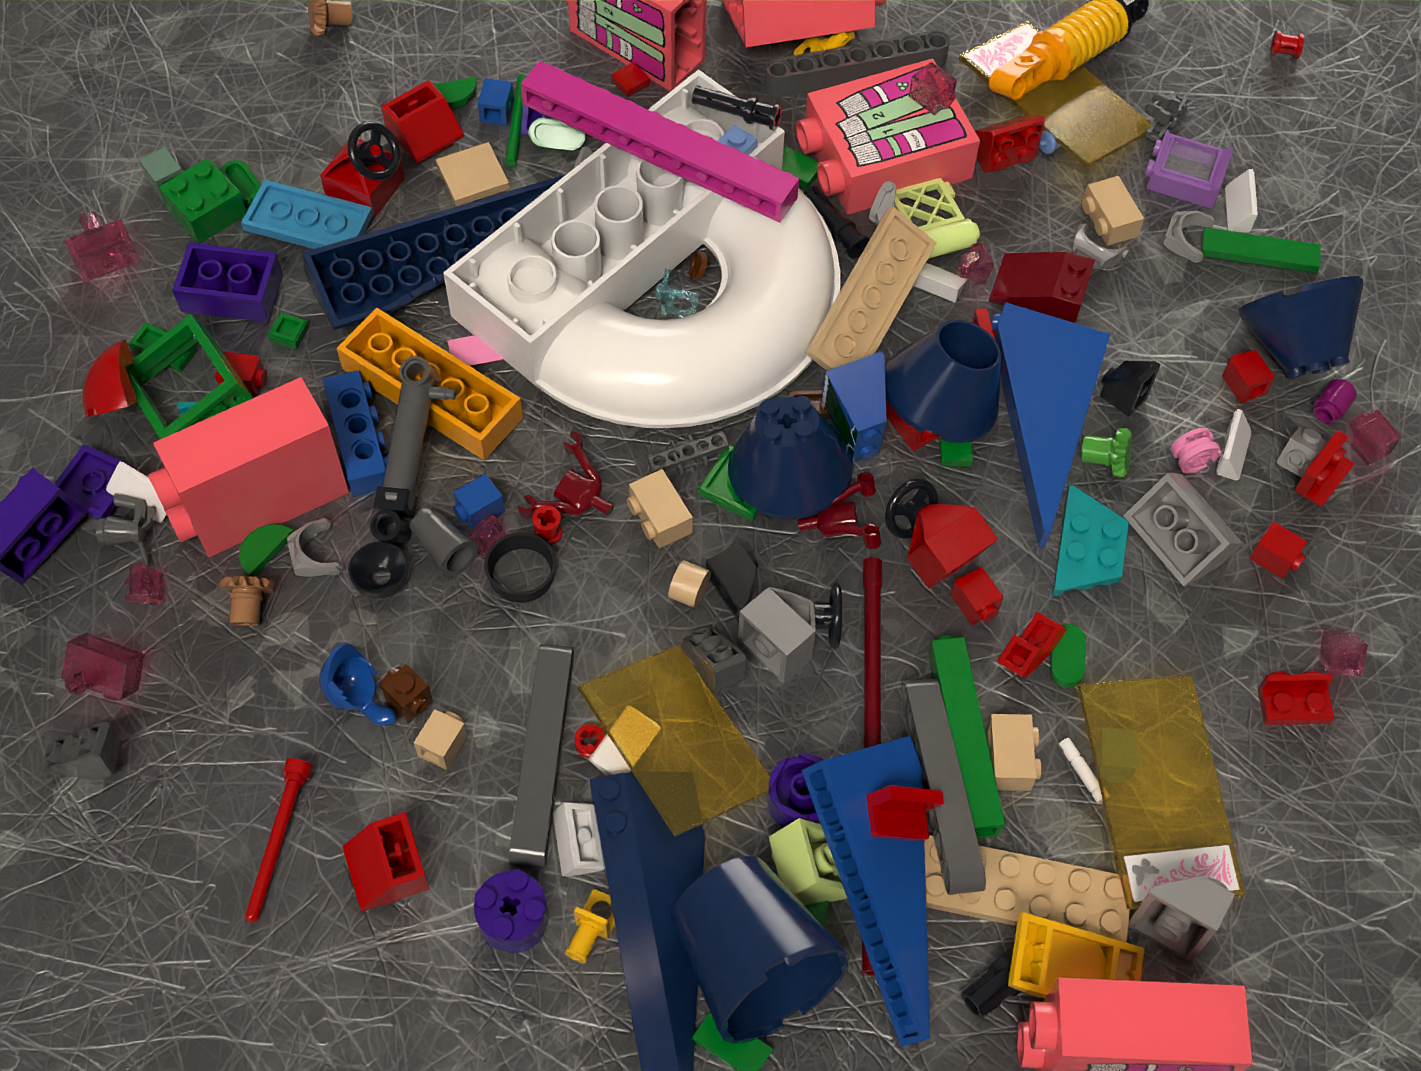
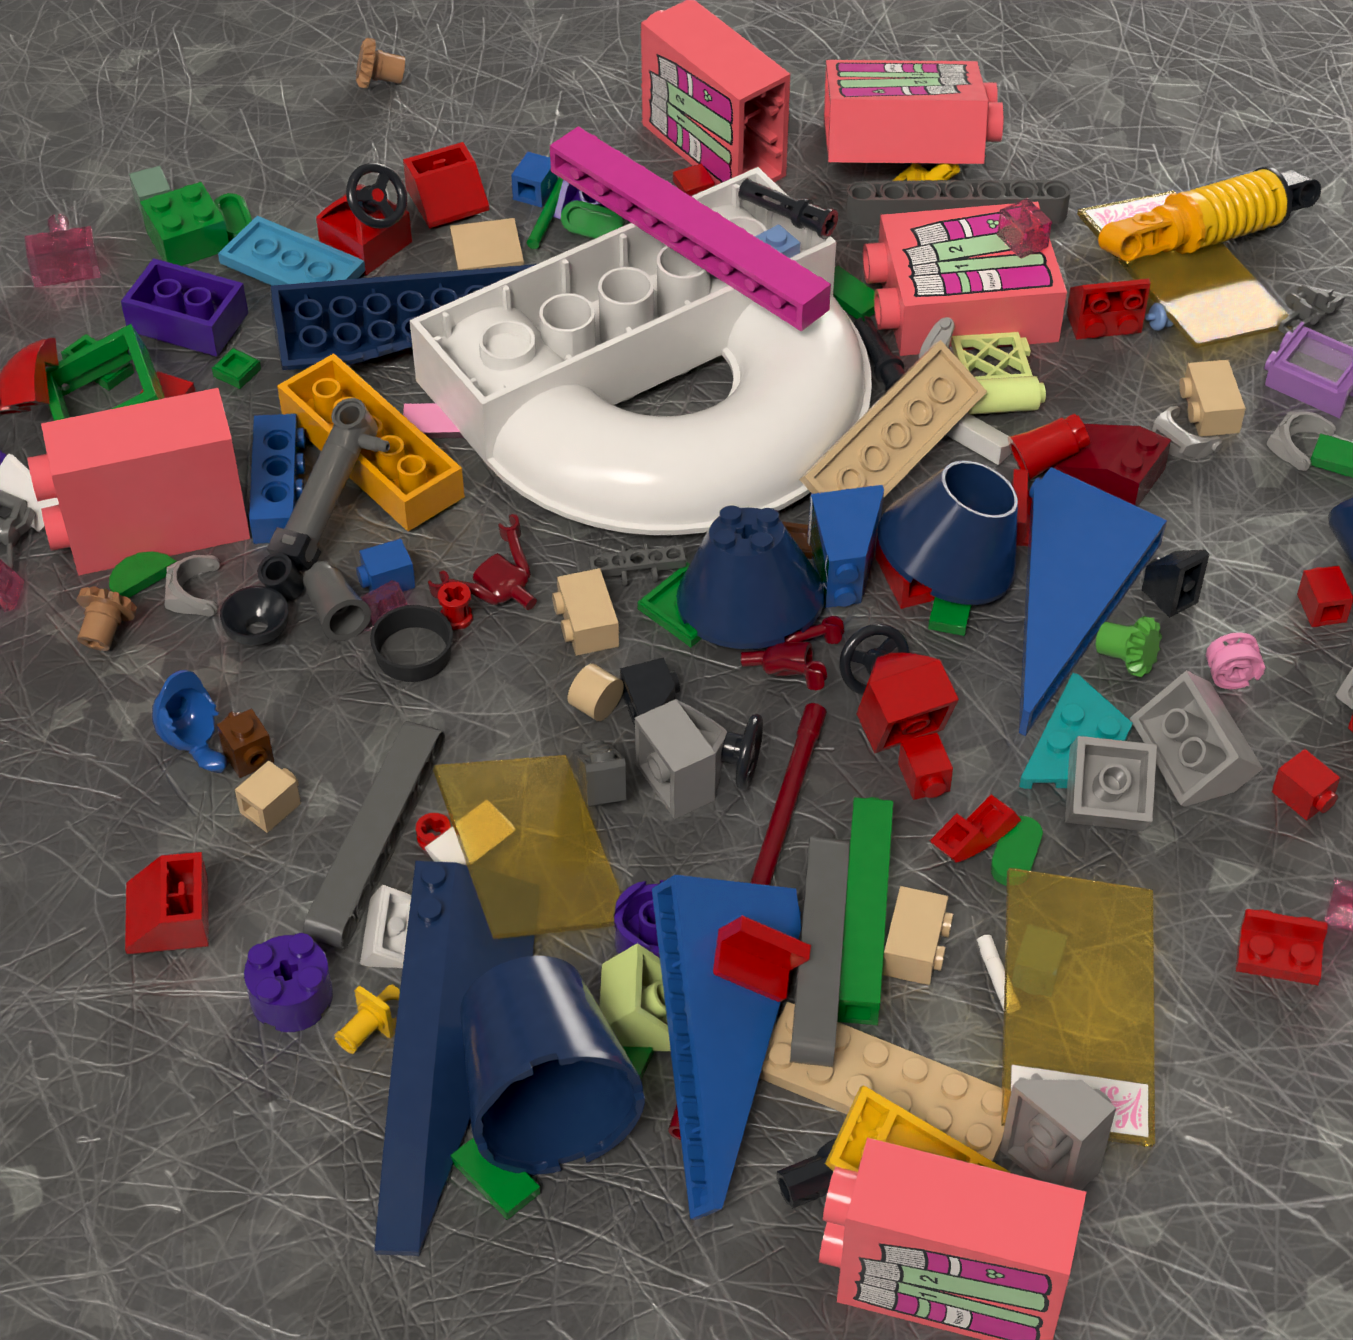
camera: 15 degrees right, 10 degrees down
(295, 773) = (101, 800): red piece -> none
(458, 91) = (494, 165): green tile -> none
(669, 296) = (662, 397): clear light blue bracket -> none
(698, 265) = (709, 376): reddish brown piece -> none
(976, 264) = (1029, 419): clear pink tile -> none
(996, 281) = (1048, 444): none -> red plant
(1132, 584) = (1111, 783): none -> light grey brick
(1234, 447) = (1287, 668): white slope -> none

